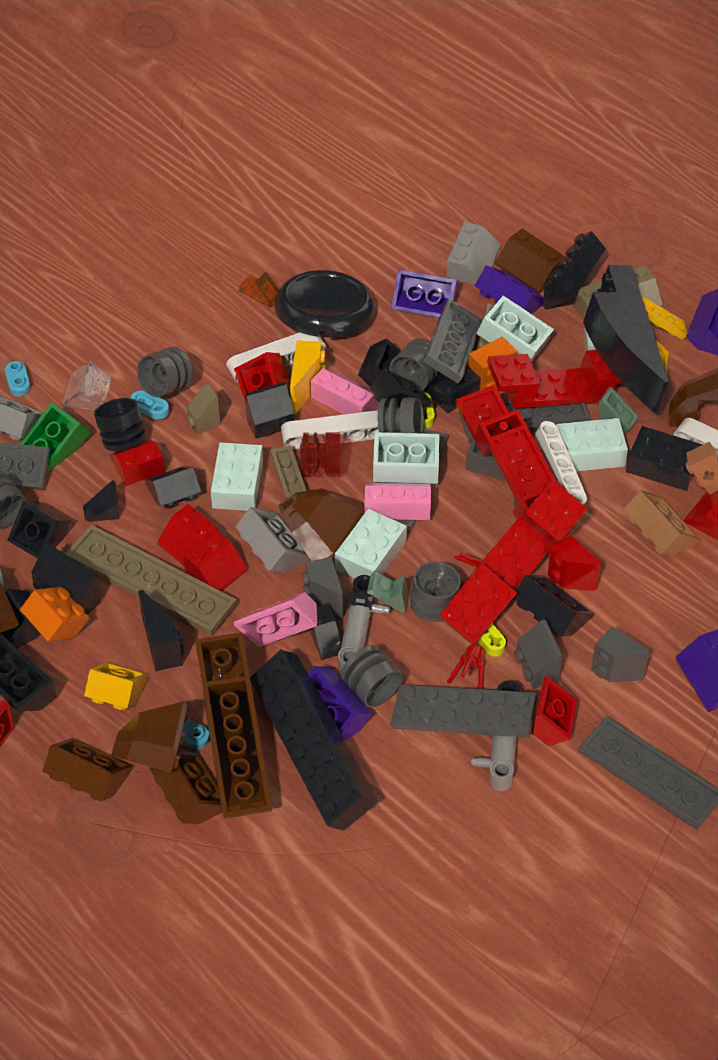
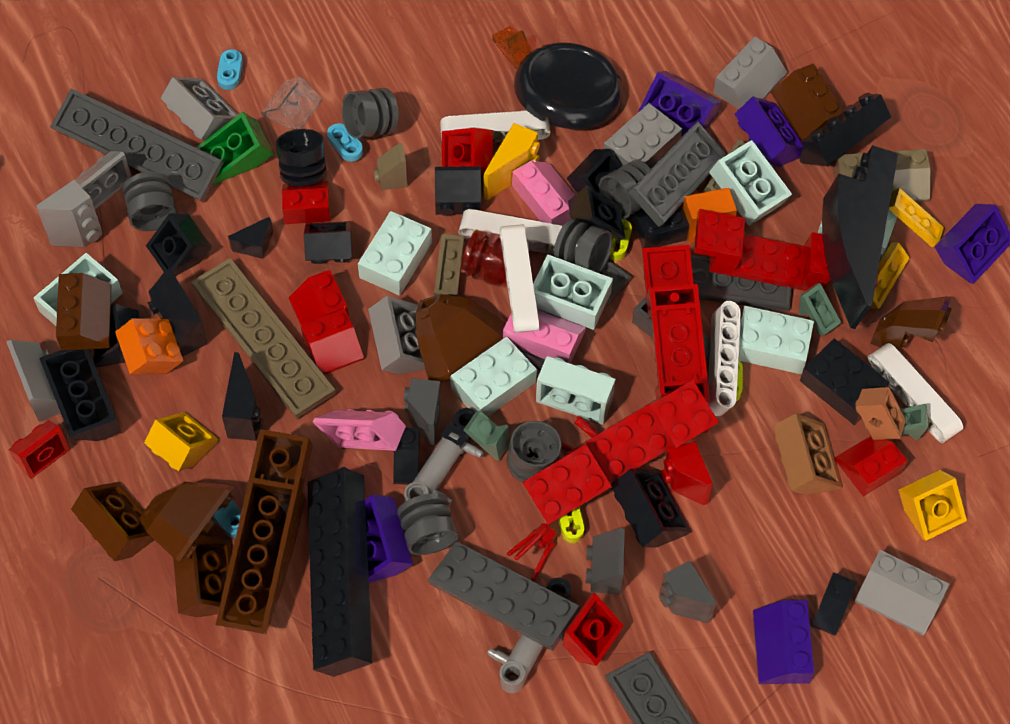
camera: 20 degrees right, 10 degrees up
(362, 455) = (519, 278): none -> white beam
(409, 321) = (644, 137): none -> light grey brick
(446, 532) = (575, 389): none -> light aqua brick

